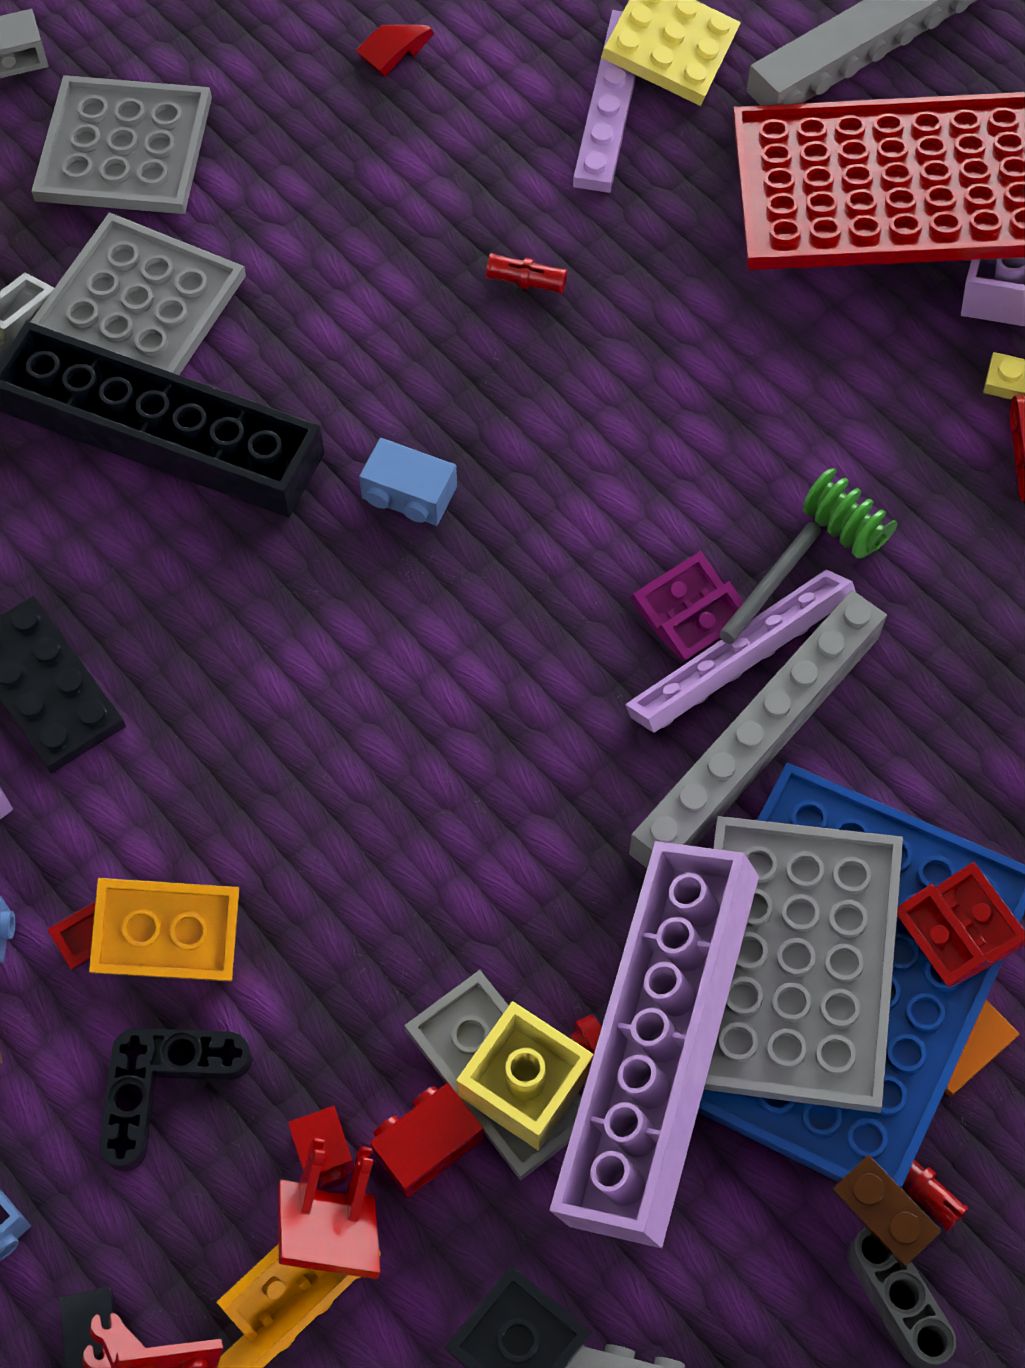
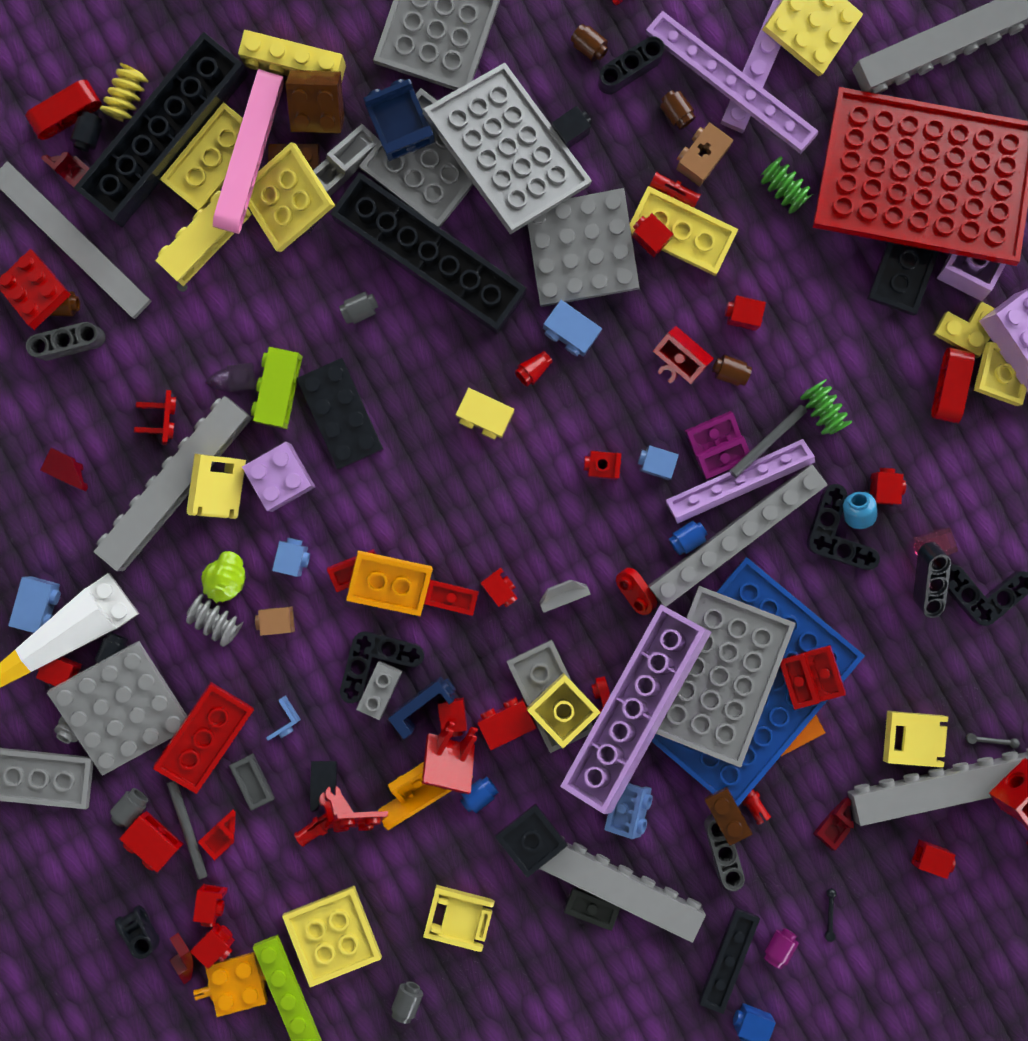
camera: 10 degrees right, 25 degrees up
(53, 518) = (358, 308): none -> dark grey brick
(80, 250) = (398, 119): none -> dark blue panel
(175, 1126) = (379, 690): none -> light grey brick
(251, 1124) = (400, 717): none -> dark blue panel
(255, 258) = (507, 147): none -> light grey plate
(283, 937) = (451, 597): none -> red plate
(288, 630) = (484, 413): none -> light yellow brick
(348, 223) = (572, 126): none -> black brick
(354, 119) = (589, 42): none -> reddish brown brick
(355, 553) = (531, 369): none -> red cone
(366, 901) = (500, 588): none -> red brick
(400, 1290) = (481, 794): none -> blue brick
(401, 370) = (584, 249): none -> light grey plate
(421, 134) = (635, 55): none -> black beam
(483, 886) = (563, 594): none -> light grey slope
(504, 174) = (677, 109): none -> reddish brown brick
(504, 325) = (651, 234): none -> red brick
(506, 670) = (612, 470): none -> red brick
(550, 323) = (696, 237): none -> light yellow plate
(558, 220) = (710, 140): none -> medium nougat brick
(577, 123) = (732, 83): none -> lavender plate
(595, 484) = (682, 356): none -> red brick
(596, 644) = (658, 462): none -> medium blue brick
(610, 855) = (636, 591): none -> red plate
(677, 753) = (688, 537): none -> blue brick
(679, 410) = (745, 312): none -> red brick
(681, 493) = (731, 370): none -> reddish brown brick
(692, 237) = (785, 185): none -> bright green piece
(697, 1258) = (630, 812): none -> medium blue bracket
(908, 314) = (902, 277): none -> black plate
(915, 706) = (828, 533): none -> black beam
(954, 649) = (860, 510): none -> dark azure head
(987, 612) = (887, 486): none -> red brick

